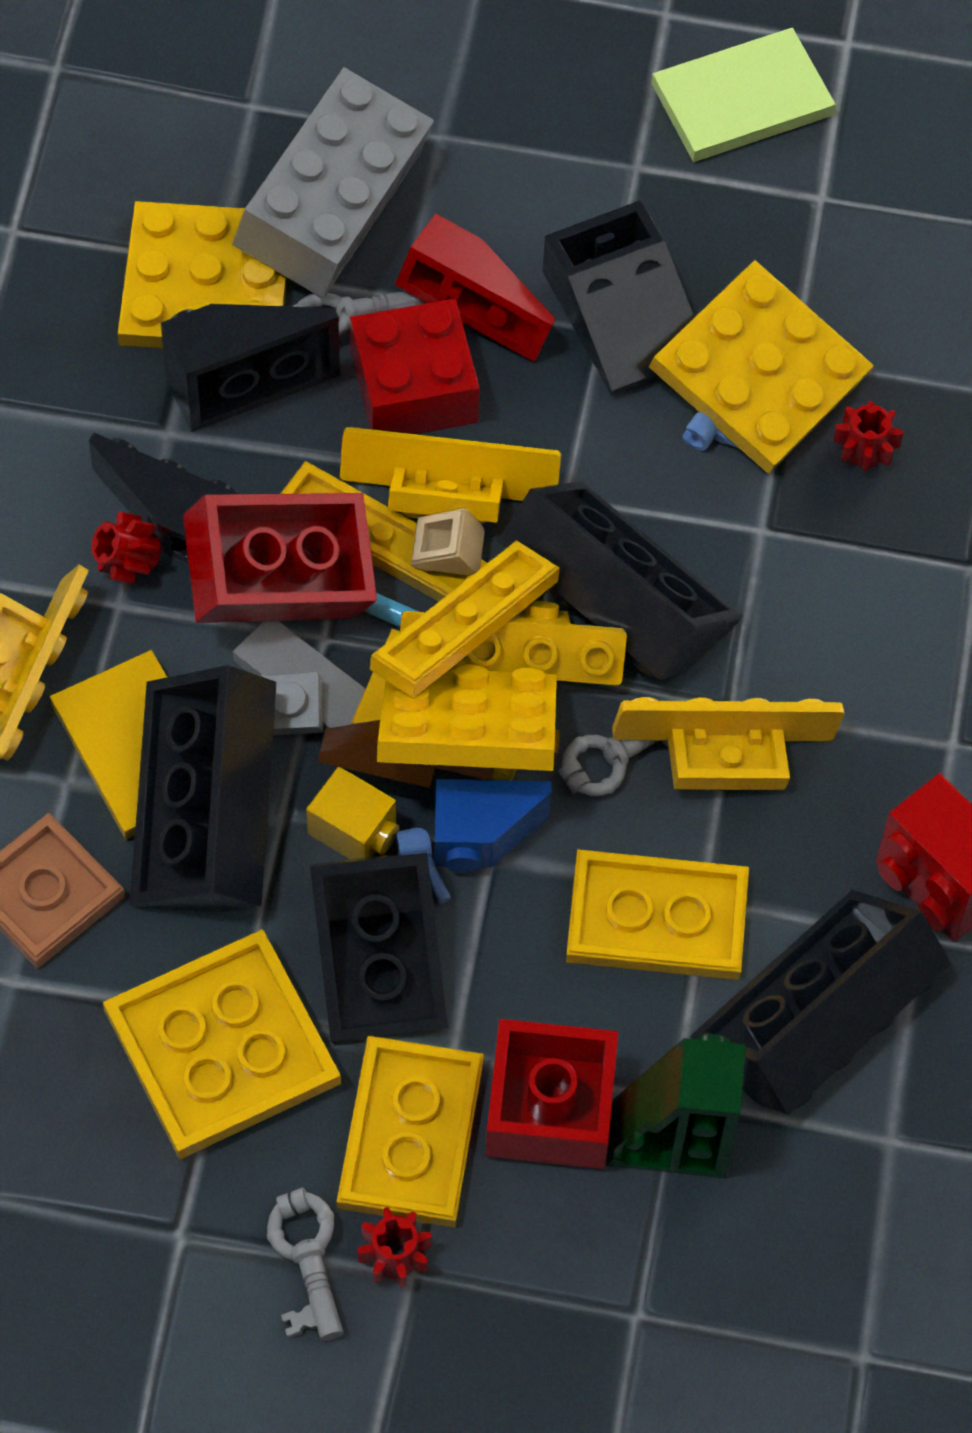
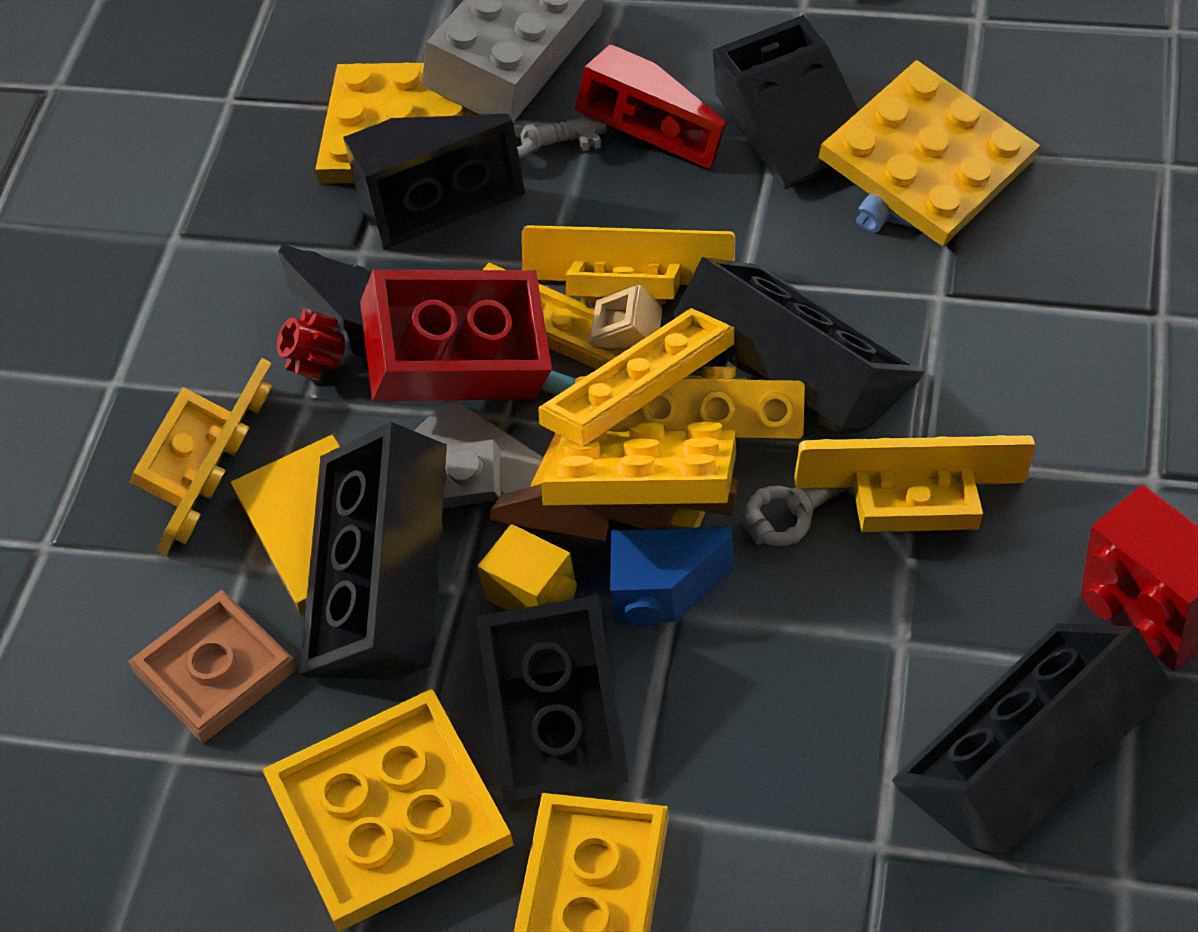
camera: 10 degrees right, 10 degrees down
(415, 368) = (594, 173): red brick -> none
(419, 840) = (616, 638): medium blue hand -> none
(551, 1093) = (738, 842): red brick -> none
(658, 914) = (851, 658): yellow tile -> none
(681, 1110) = (884, 850): dark green wedge -> none
(868, 436) = (1039, 203): red gear -> none

